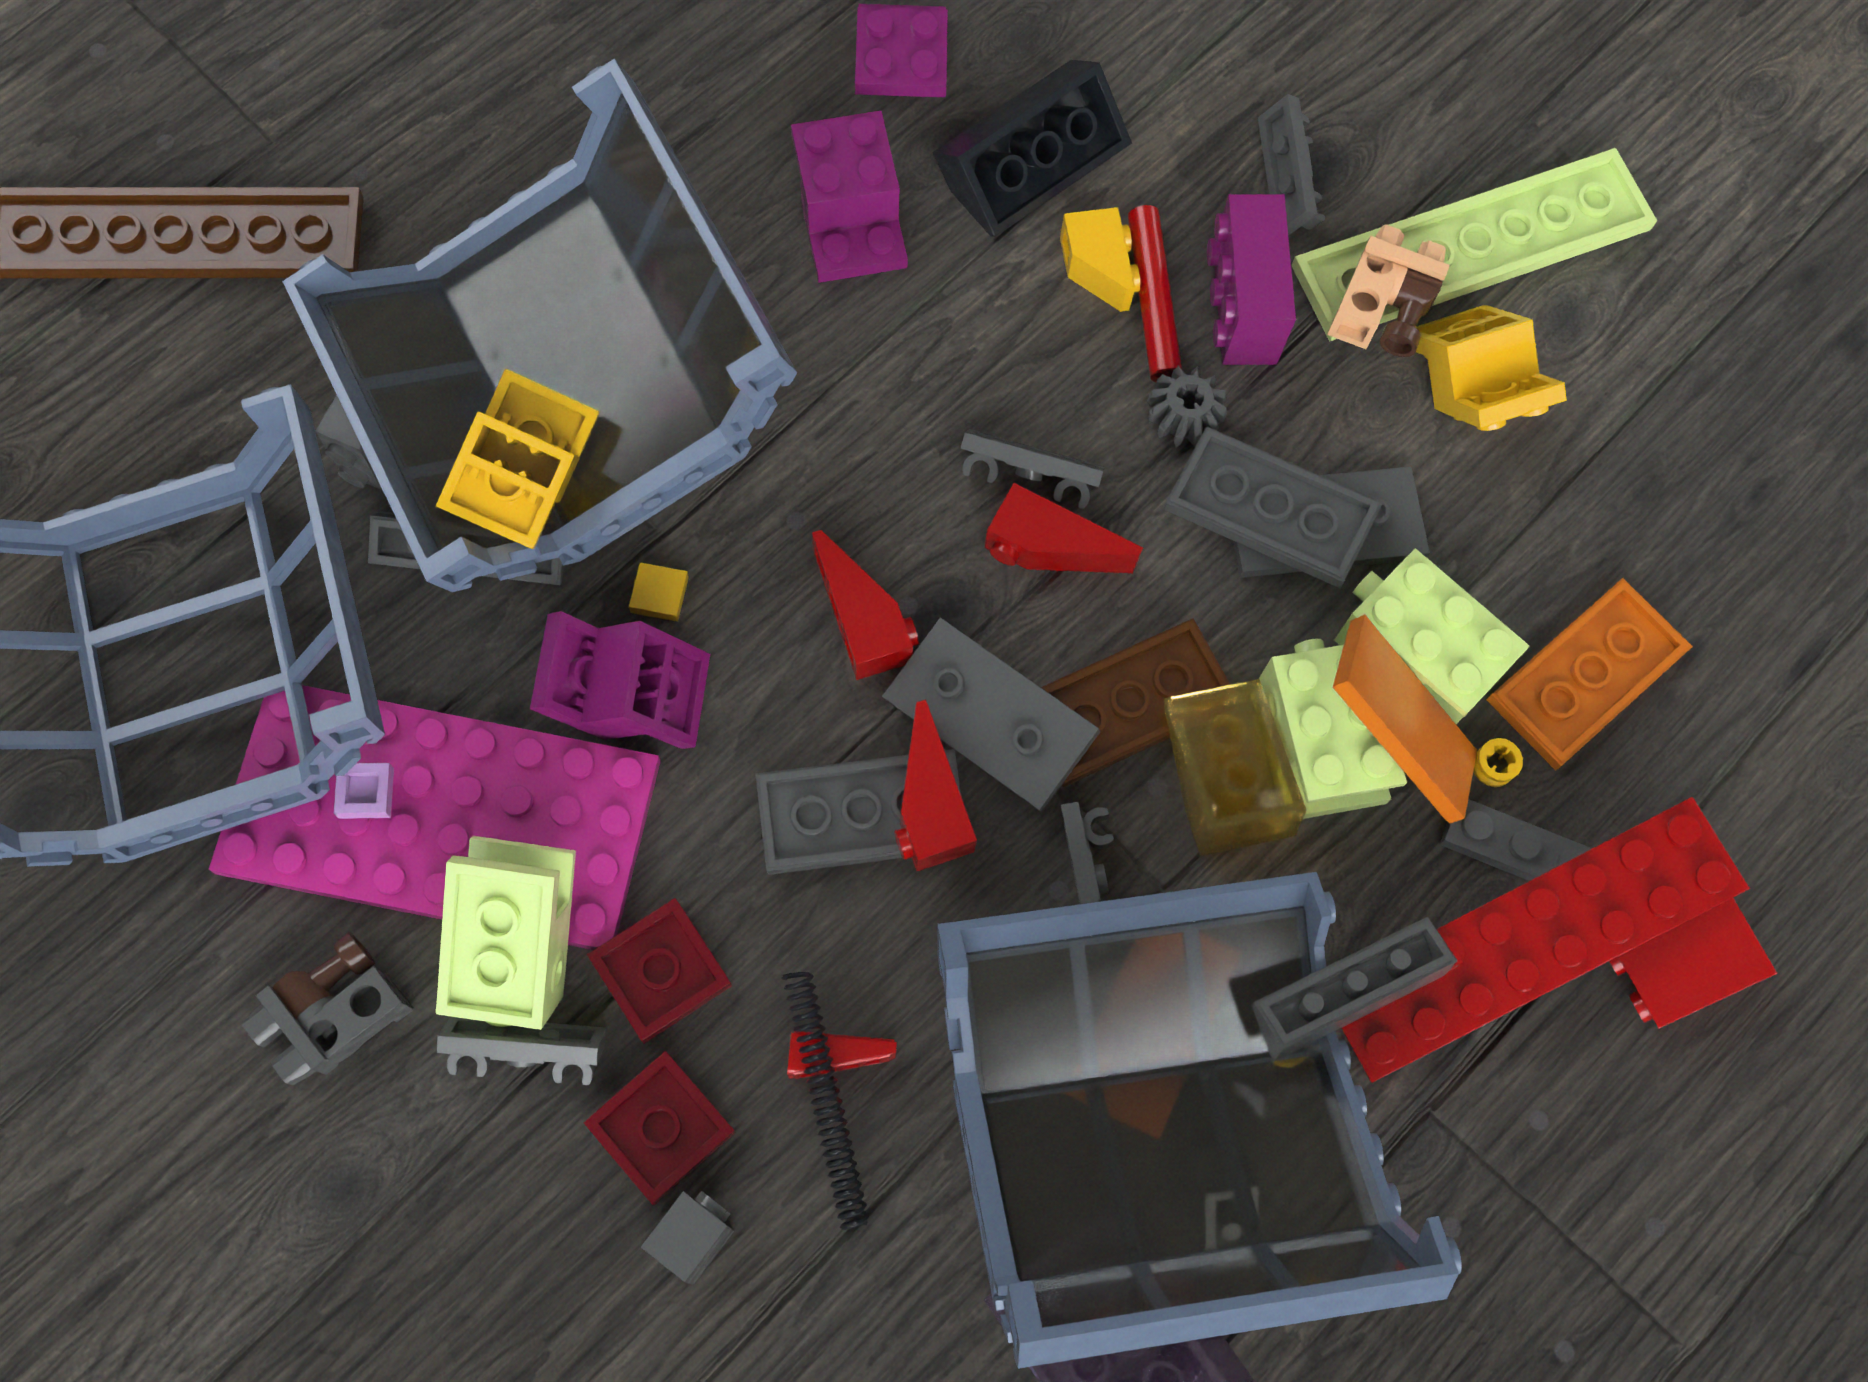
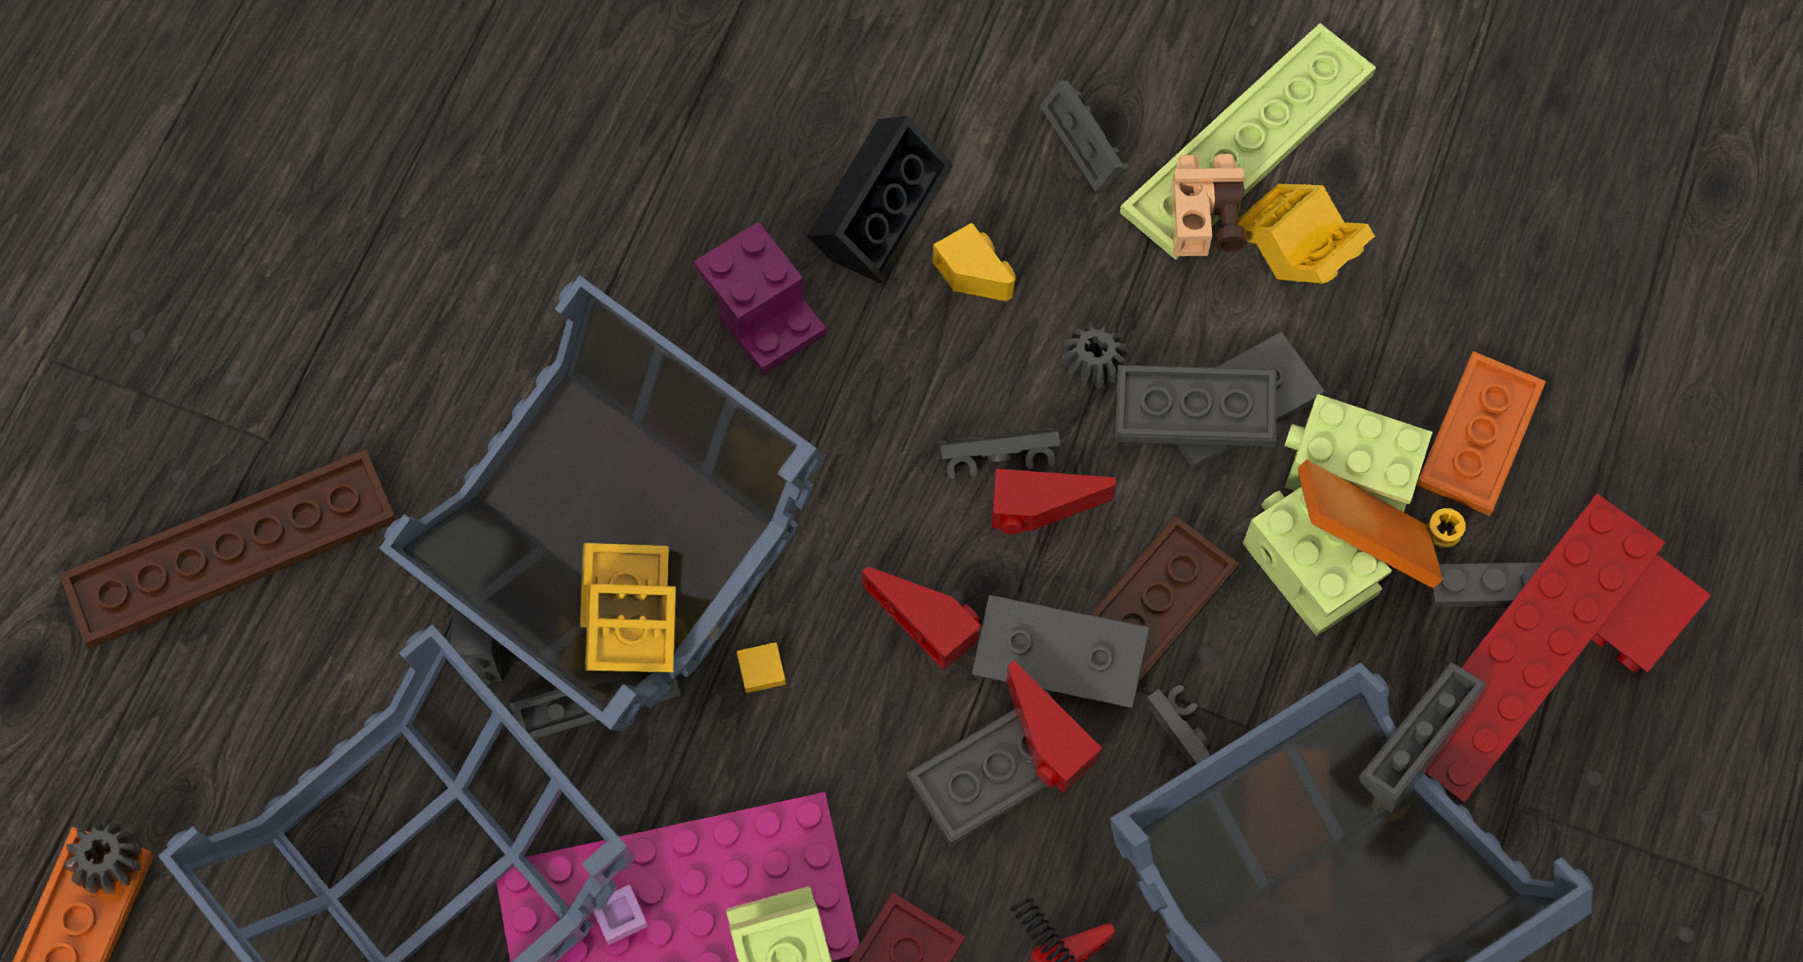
camera: 20 degrees left, 5 degrees down
(620, 680) = (772, 746): magenta bracket -> none
(901, 50) = (744, 164): magenta bracket -> none
(1154, 291) = (1028, 277): red piece -> none
(1232, 768) = (1258, 615): clear yellow slope -> none
(1251, 279) = (1099, 238): magenta brick -> none

